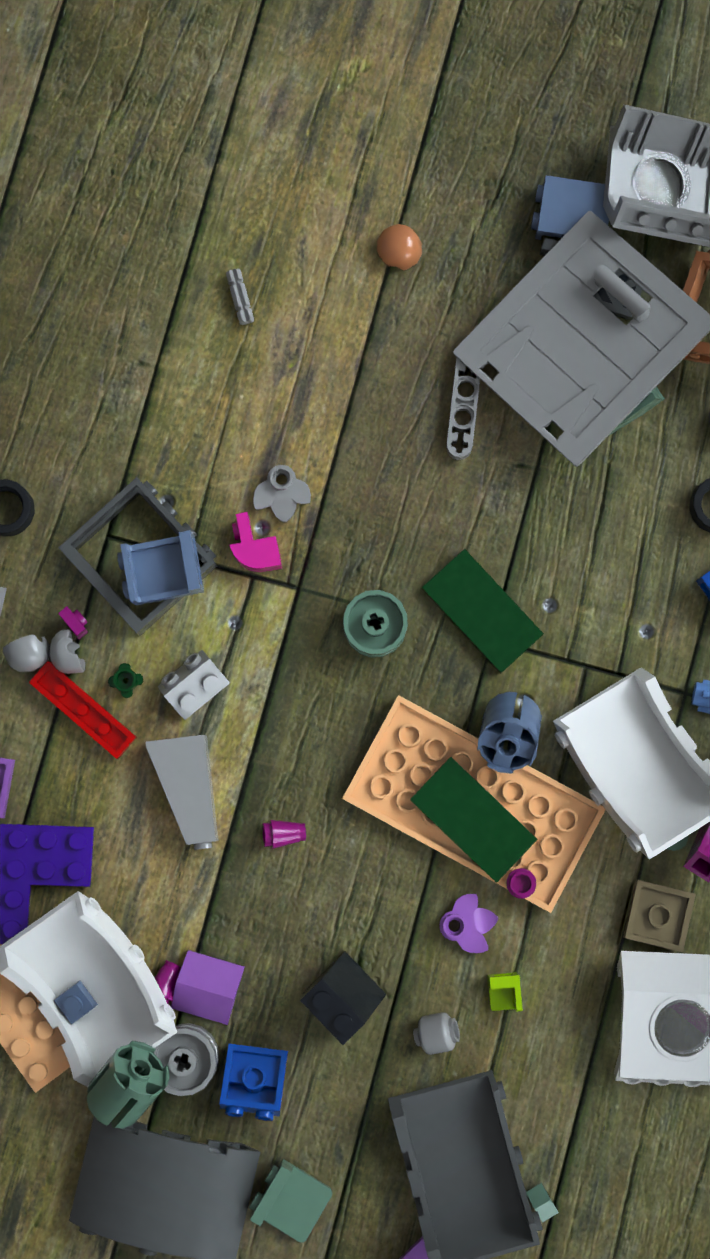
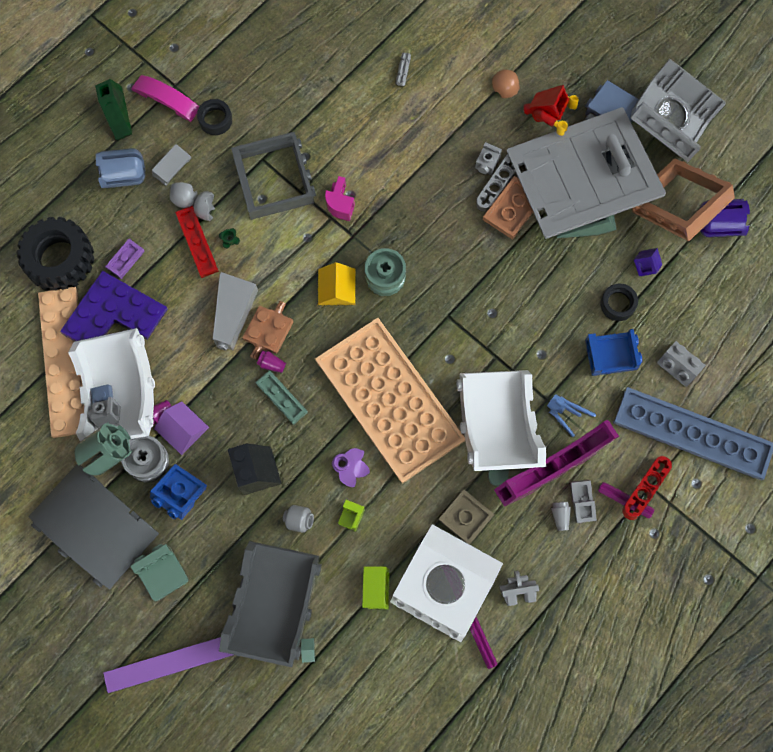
camera: 25 degrees right, 10 degrees down
(74, 621) = (219, 192): magenta plate -> none
(94, 1026) = (104, 412): none -> light grey brick
(161, 569) = (280, 183): sand blue panel -> none
(192, 684) = (265, 258): light grey bracket -> none
(253, 788) = (268, 330): none -> nougat plate
(283, 497) = (370, 183): light grey plate -> none
(314, 675) = (336, 285): none -> yellow slope
(322, 874) = (281, 397): none -> sand green tile
(433, 368) = (488, 159): none -> light grey brick
(473, 819) = (384, 406): dark green tile -> none
(482, 611) = (451, 297): dark green tile -> none
(483, 257) = (549, 107): none -> red torso
(501, 441) = (509, 210): none -> nougat plate
(501, 726) = (430, 365): sand blue cylinder -> none
(521, 883) = (393, 455): magenta plate -> none
(588, 1073) = (376, 588): none -> lime hinge

